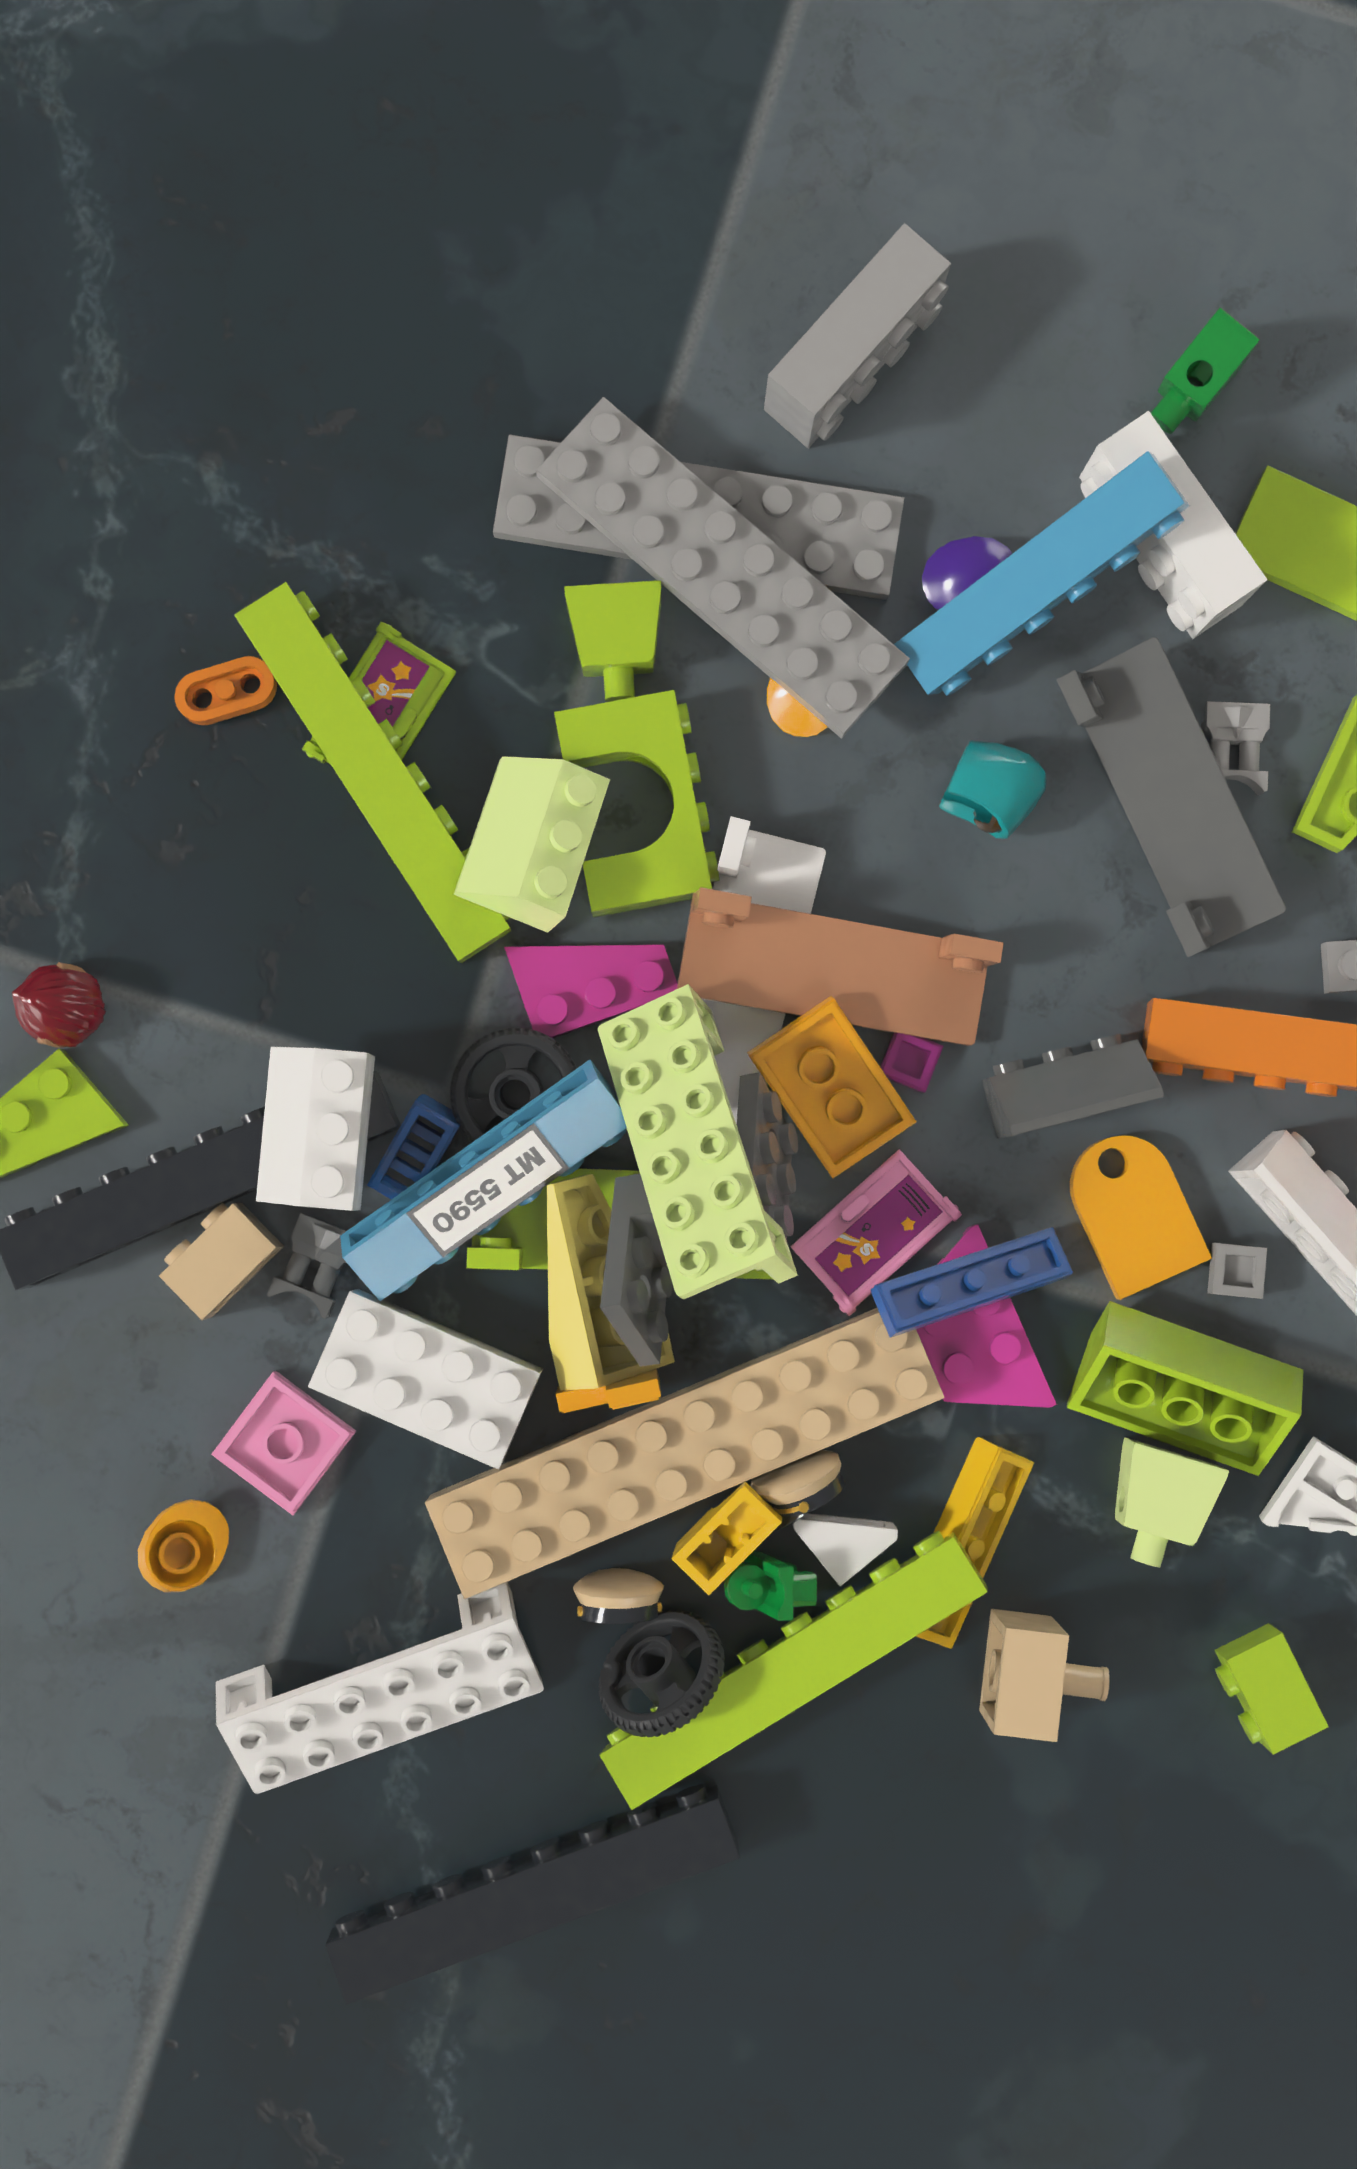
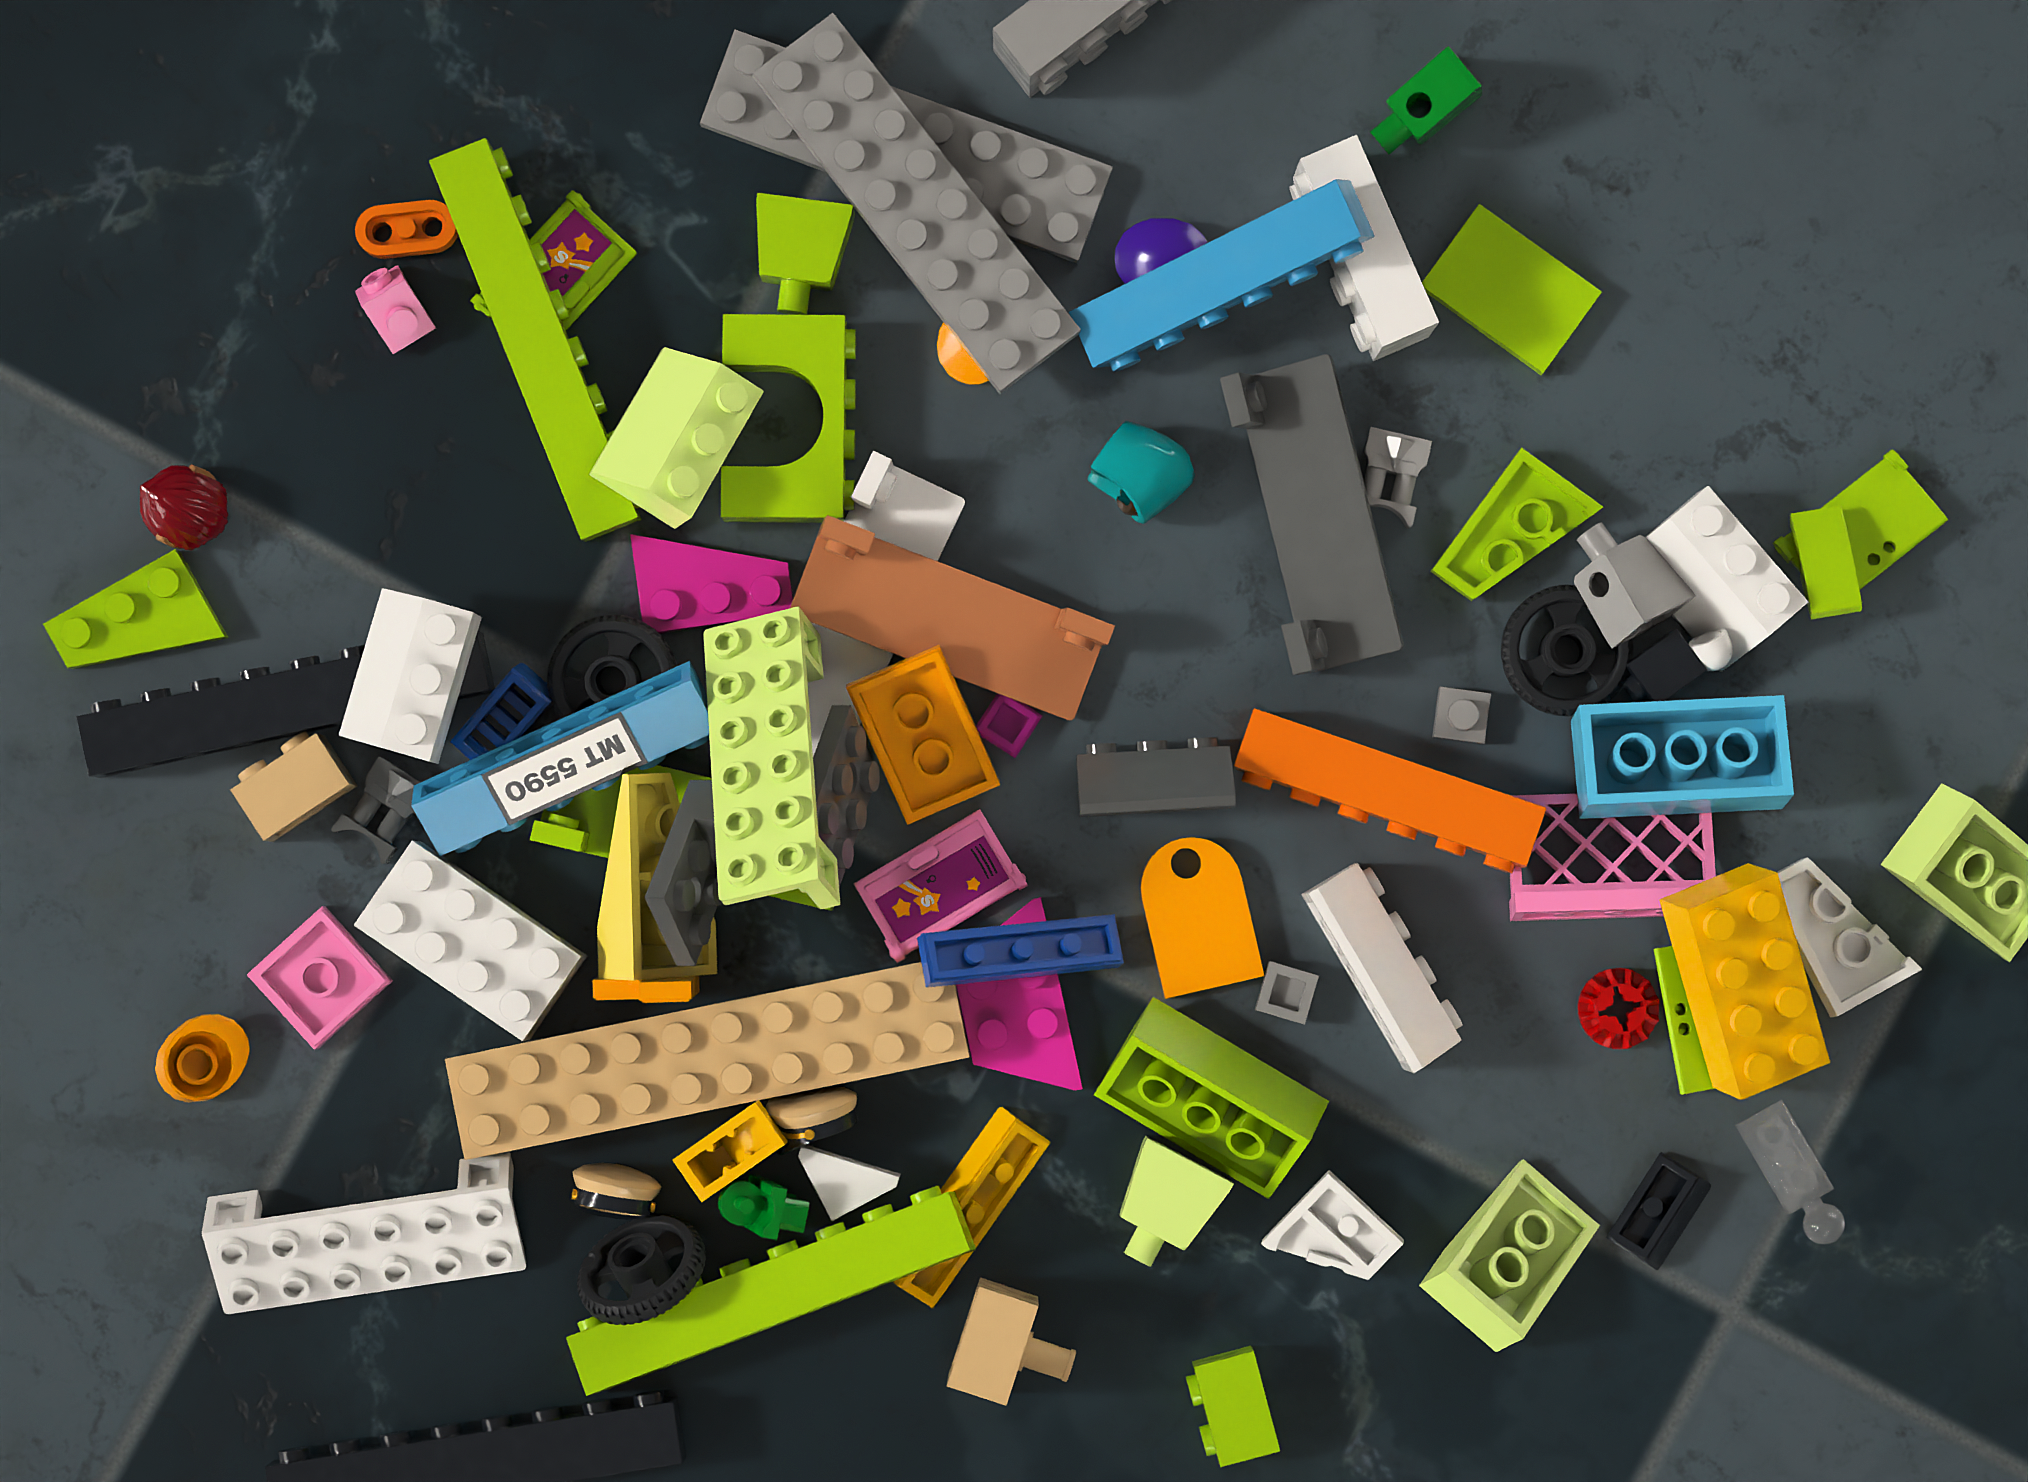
camera: 20 degrees right, 0 degrees up
(228, 770) = (393, 308): none -> bright pink bracket

